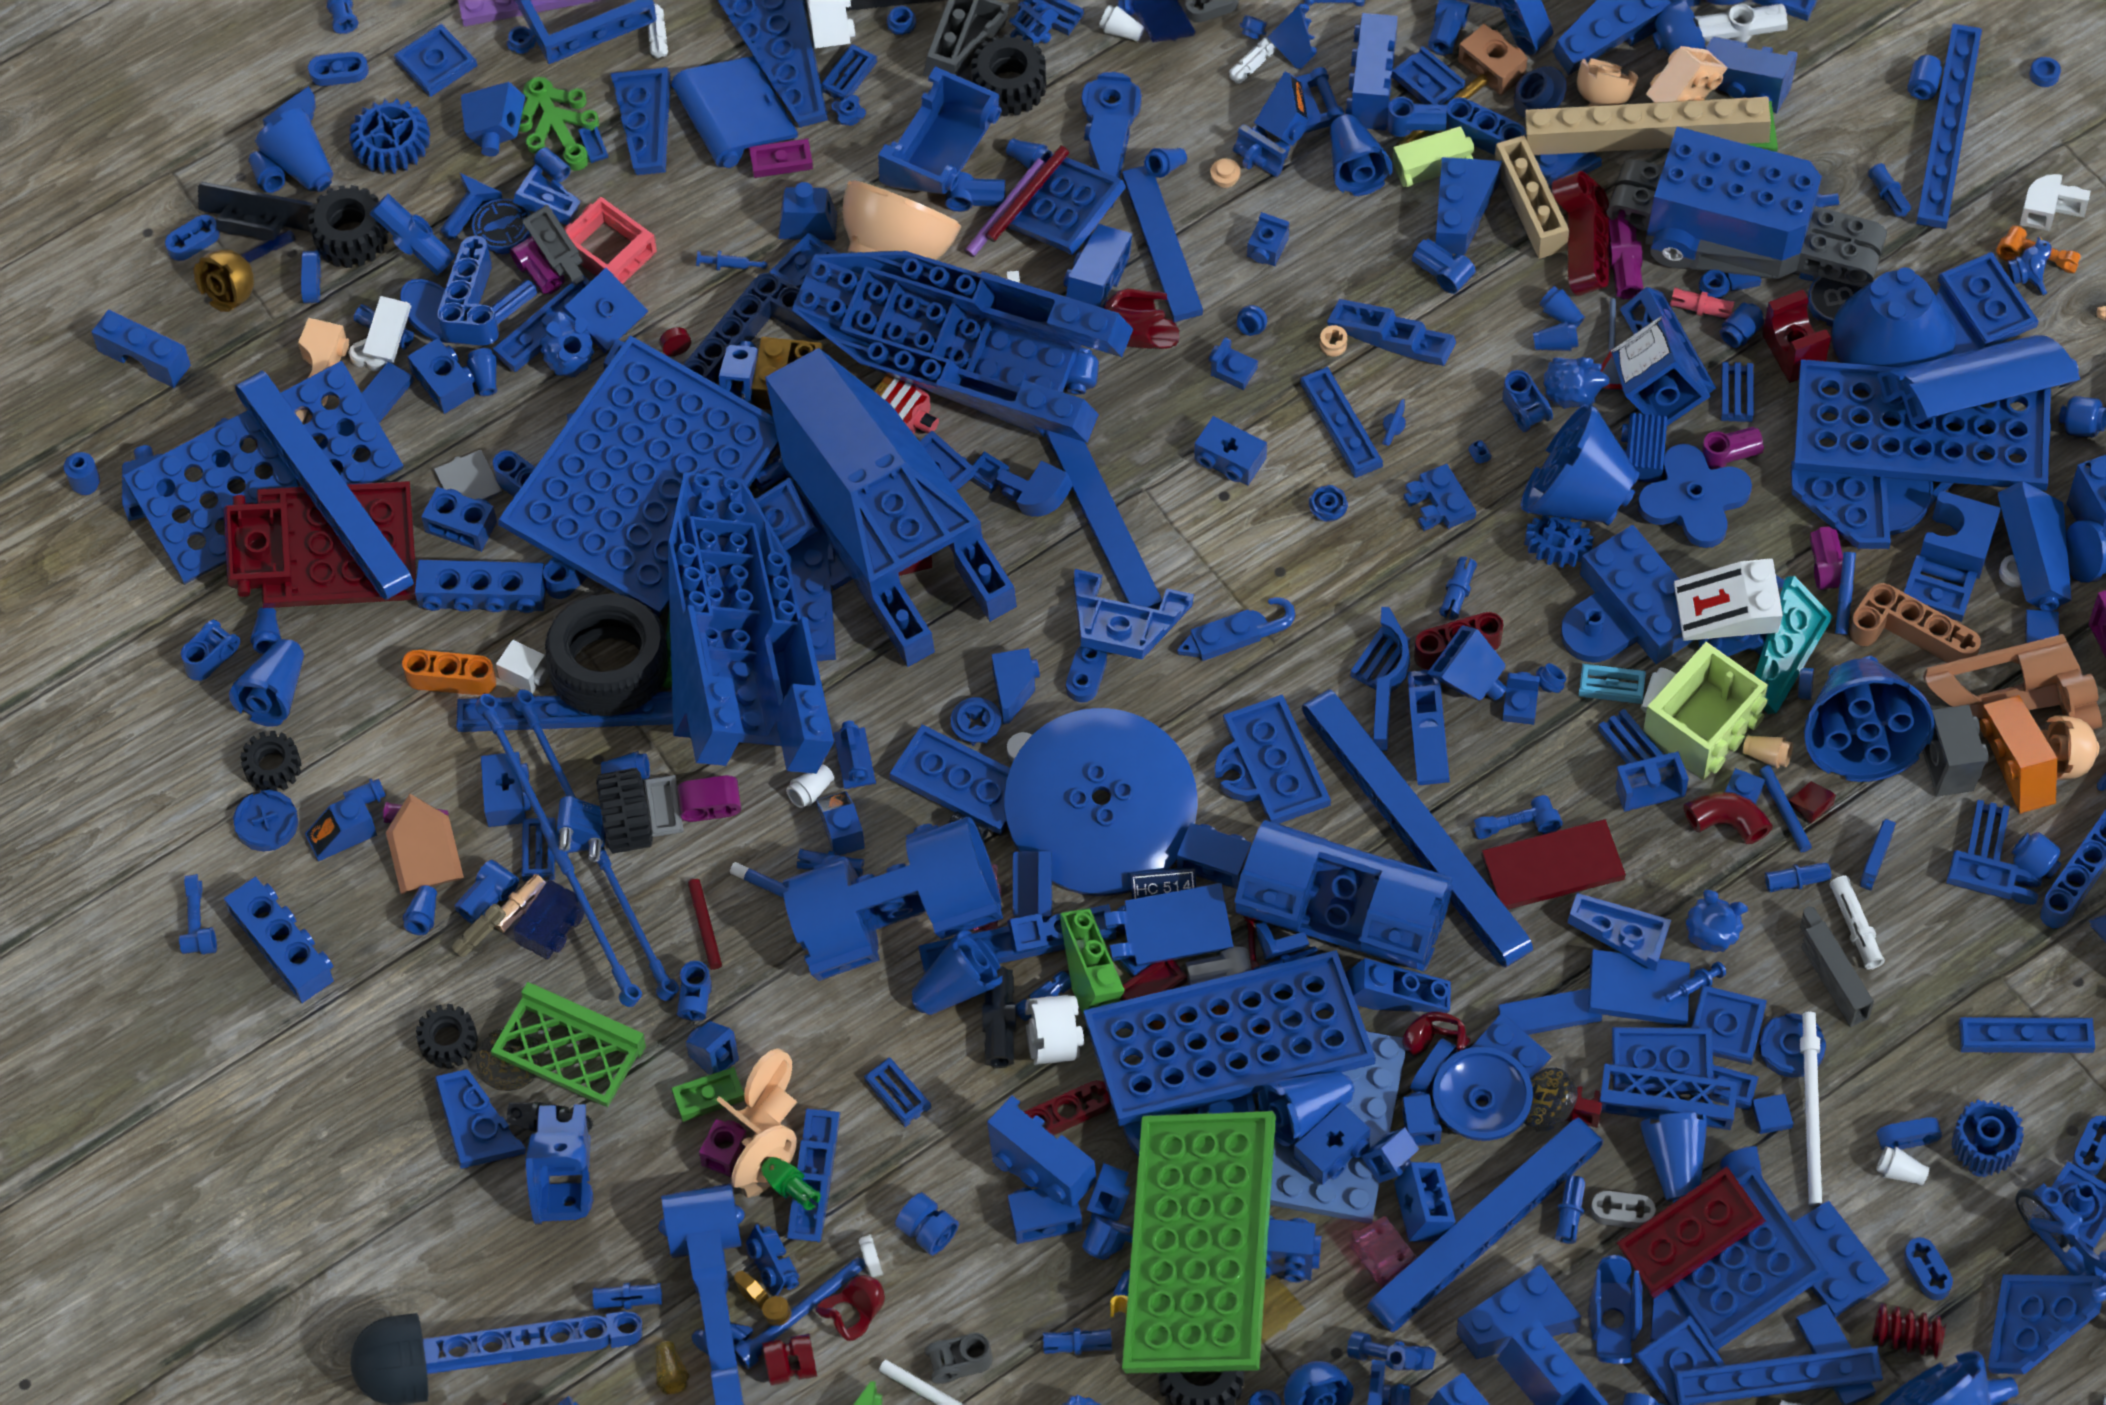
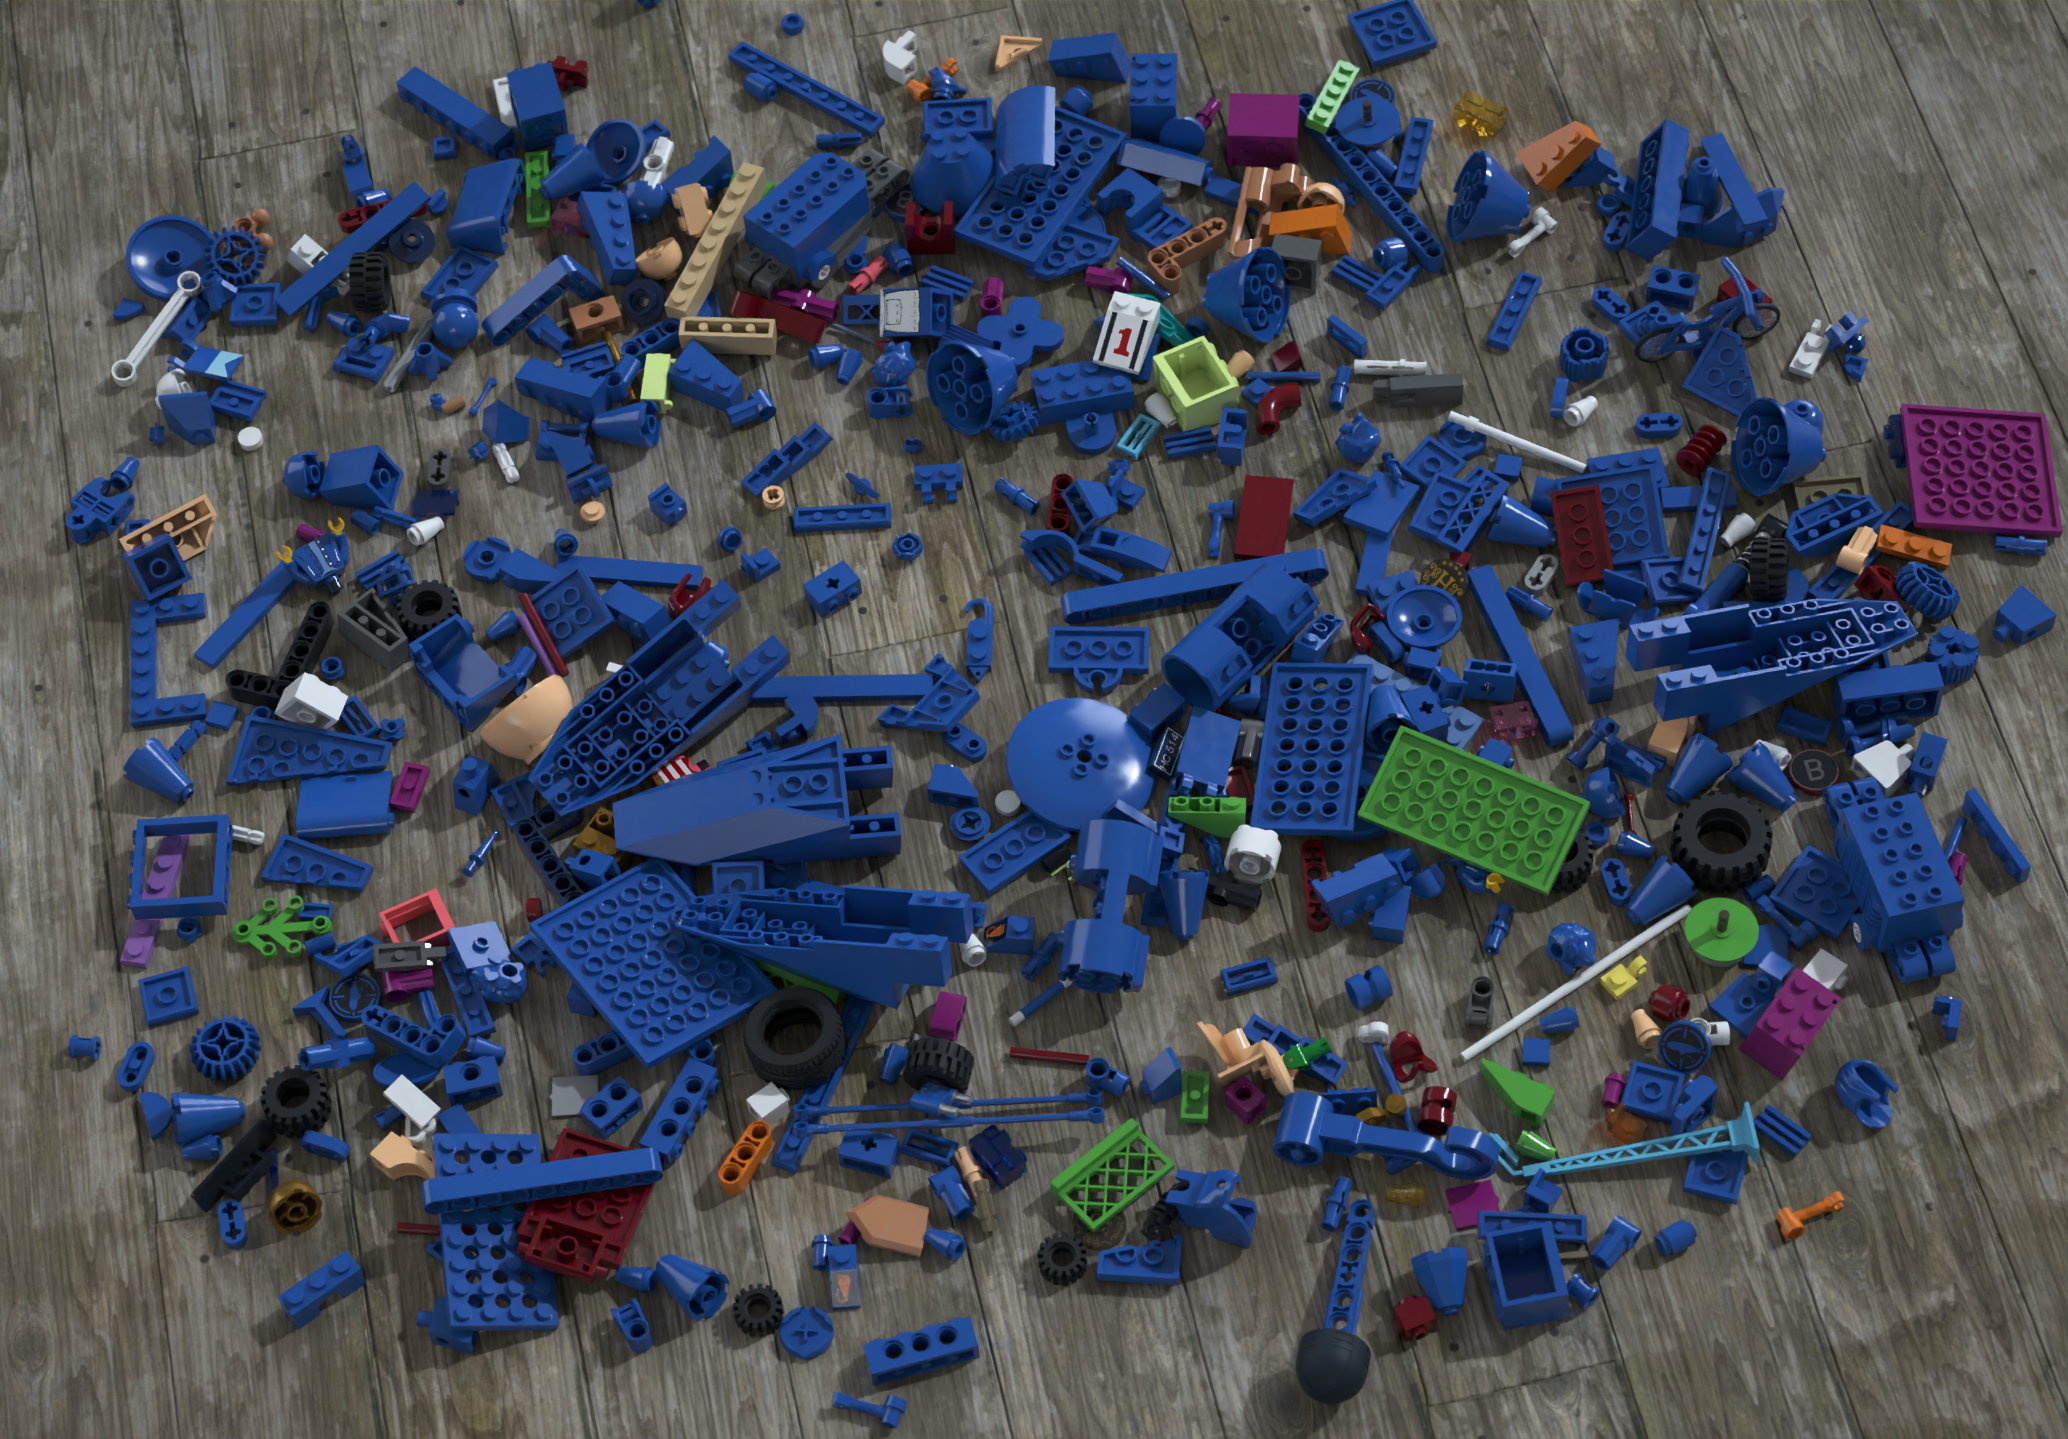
camera: 65 degrees left, 5 degrees down
(82, 473) = (417, 1367): blue brick -> none
(492, 116) = (255, 966): blue torso -> none

